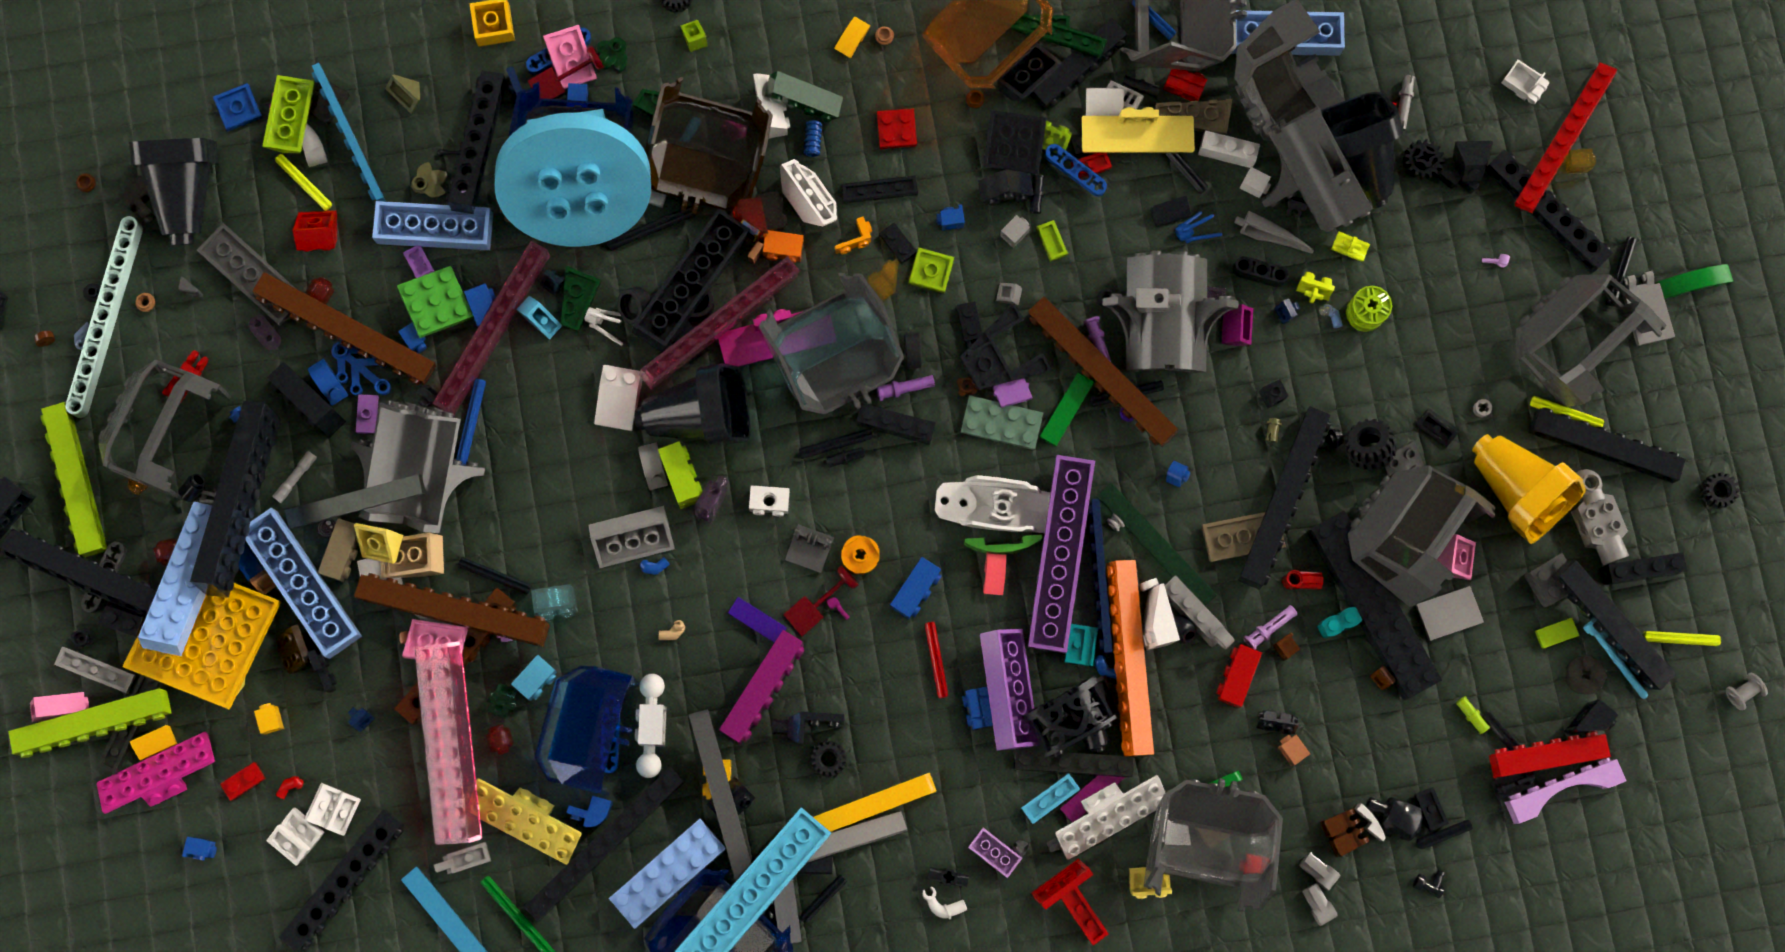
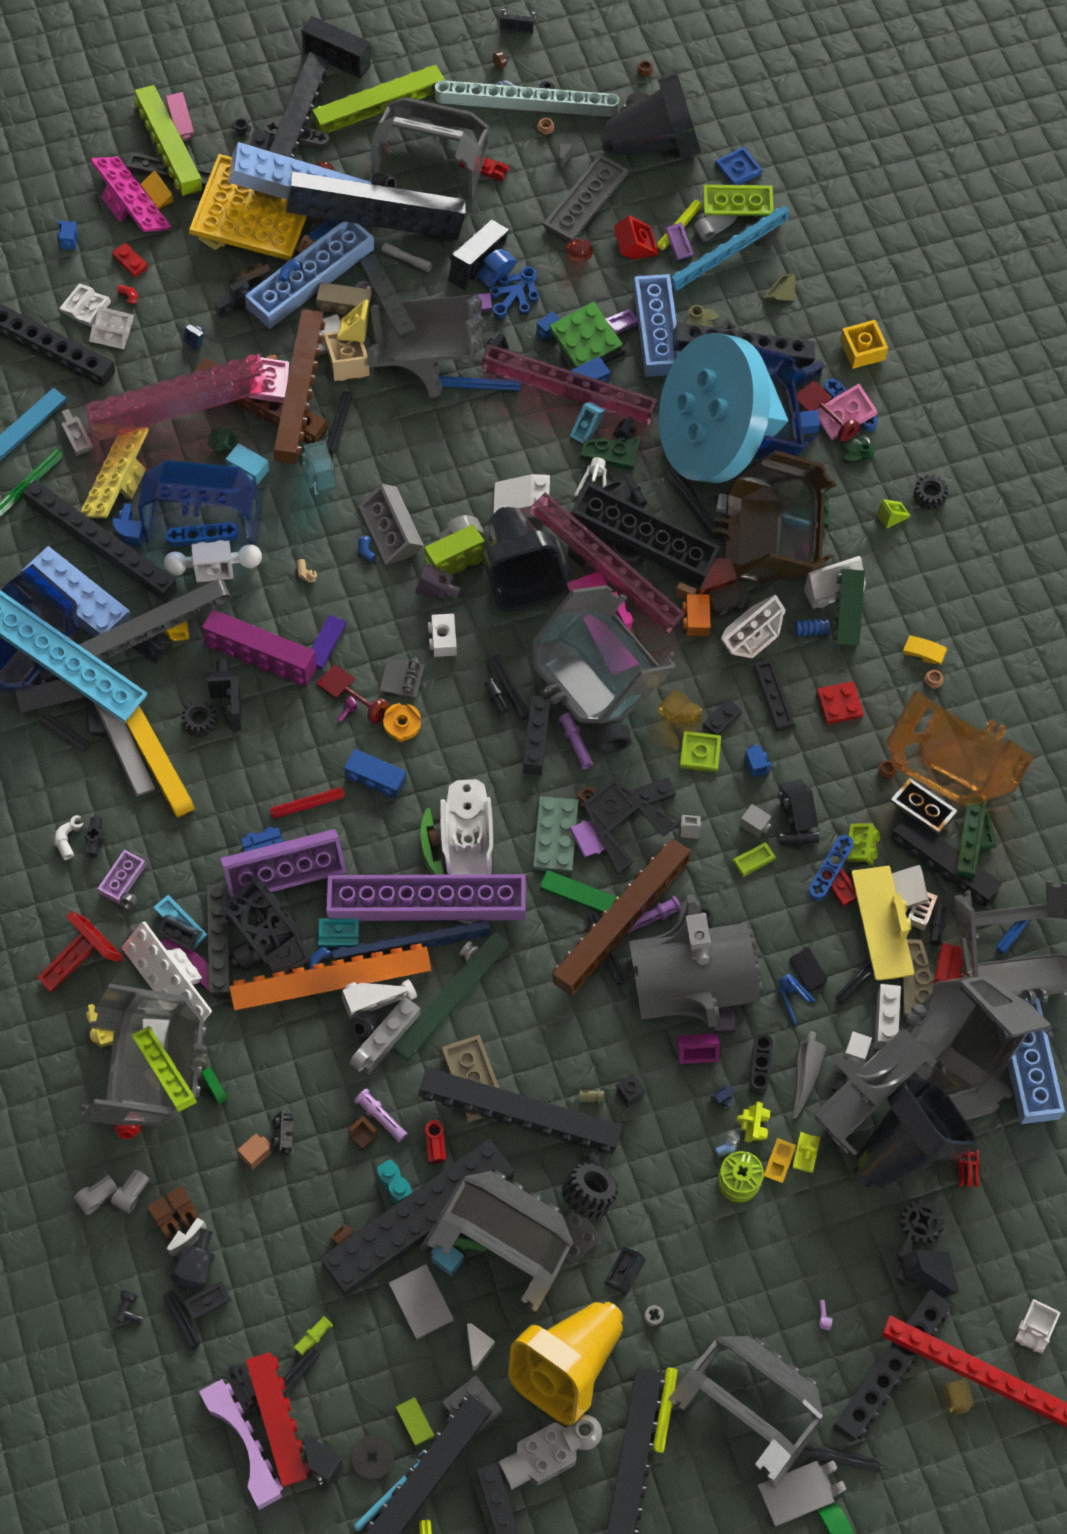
camera: 85 degrees right, 15 degrees down
(95, 670) = (214, 139): light grey plate -> none
(264, 331) = (536, 216): clear purple plate -> none
(268, 719) = (185, 267): yellow brick -> none
(299, 606) = (286, 268): none -> blue arm
(327, 185) = (679, 241): none -> medium lavender plate
(343, 328) = (546, 270): reddish brown brick -> none
(499, 739) = (187, 444): clear red head -> none
(619, 286) = (635, 490): none -> black axle
(860, 242) = (722, 685): light orange bracket -> none
(994, 540) = (433, 838): none -> reddish brown tile
(994, 573) = (400, 843): coral slope -> none
(1014, 142) = (848, 806): black plate -> none
(1064, 799) = (179, 932): none -> black slope
(1177, 474) = (529, 1003): blue plate -> none
(1227, 824) = (164, 1069): none -> lime plate
(1238, 675) = (325, 1088): red brick -> none
(1350, 272) = (779, 1160): none -> yellow slope
(1405, 95) = (992, 1197): light grey pin -> none
(1459, 557) = (483, 1298): bright pink slope -> none
(1498, 566) = (479, 1345): none -> white slope

